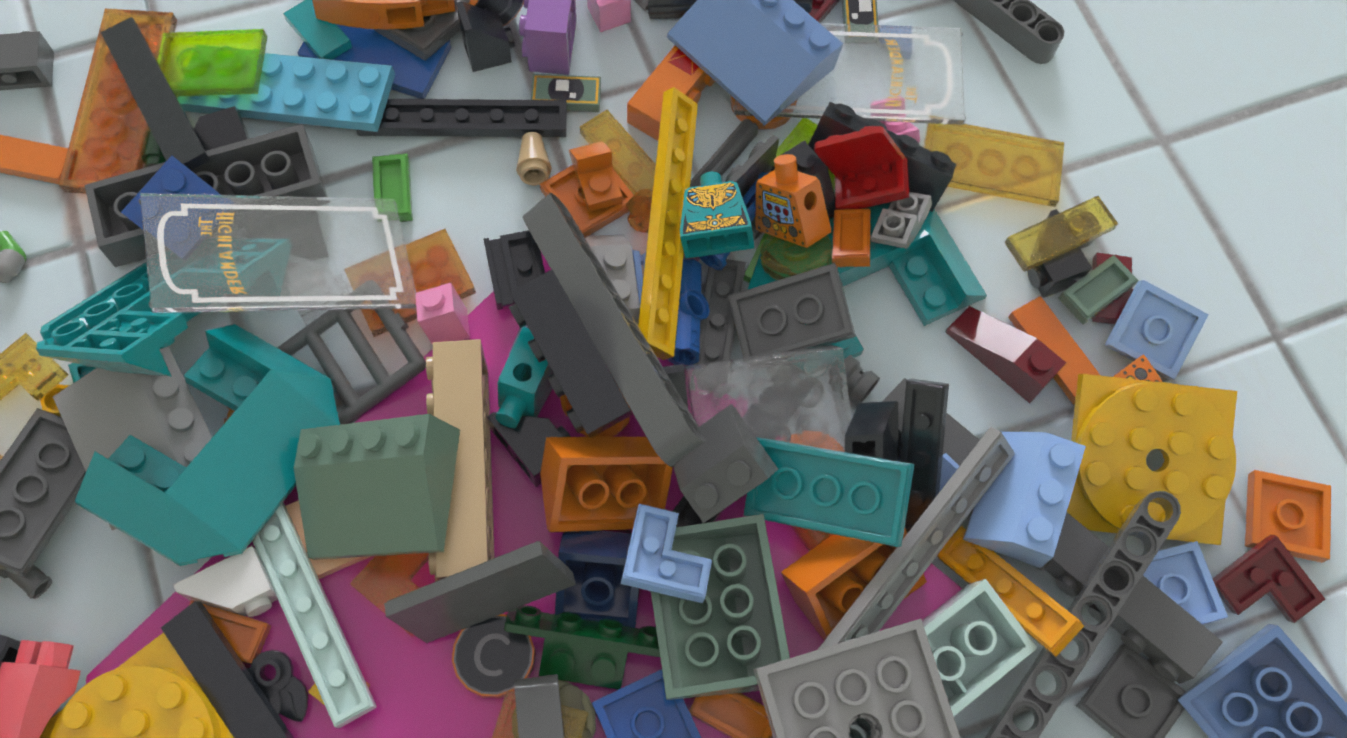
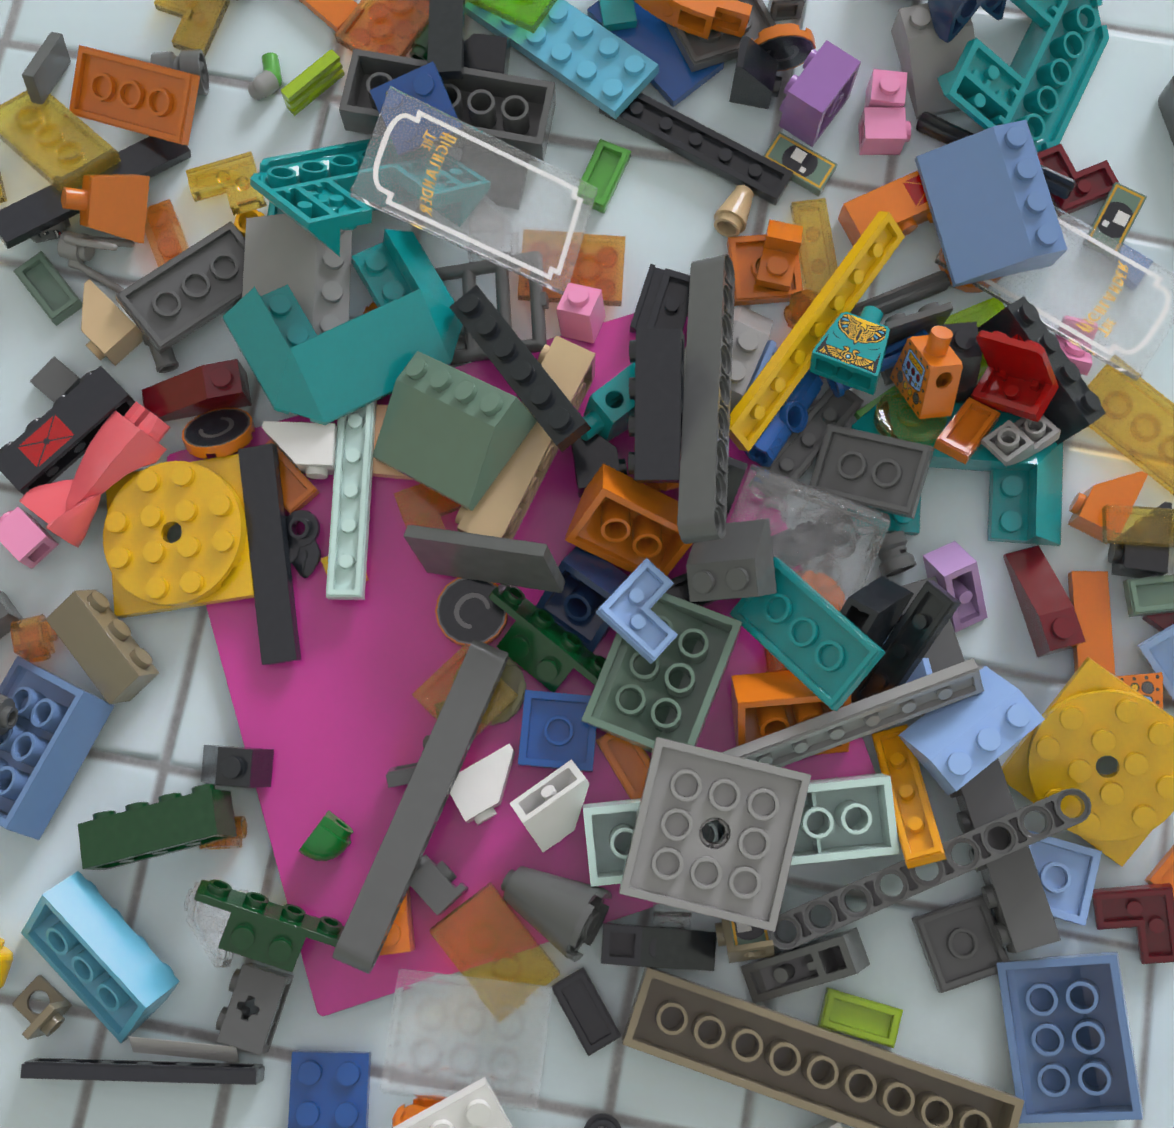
camera: 35 degrees right, 10 degrees up
(58, 238) = (312, 82): none -> lime tile
(88, 593) = (199, 391): none -> dark red slope
(130, 623) = (218, 432): none -> tile
(415, 390) = (520, 369): none -> black plate
(623, 30) = (883, 130): none -> bright pink brick
(923, 362) = (960, 577): none -> lavender slope
(991, 250) = (1089, 505): none -> orange slope

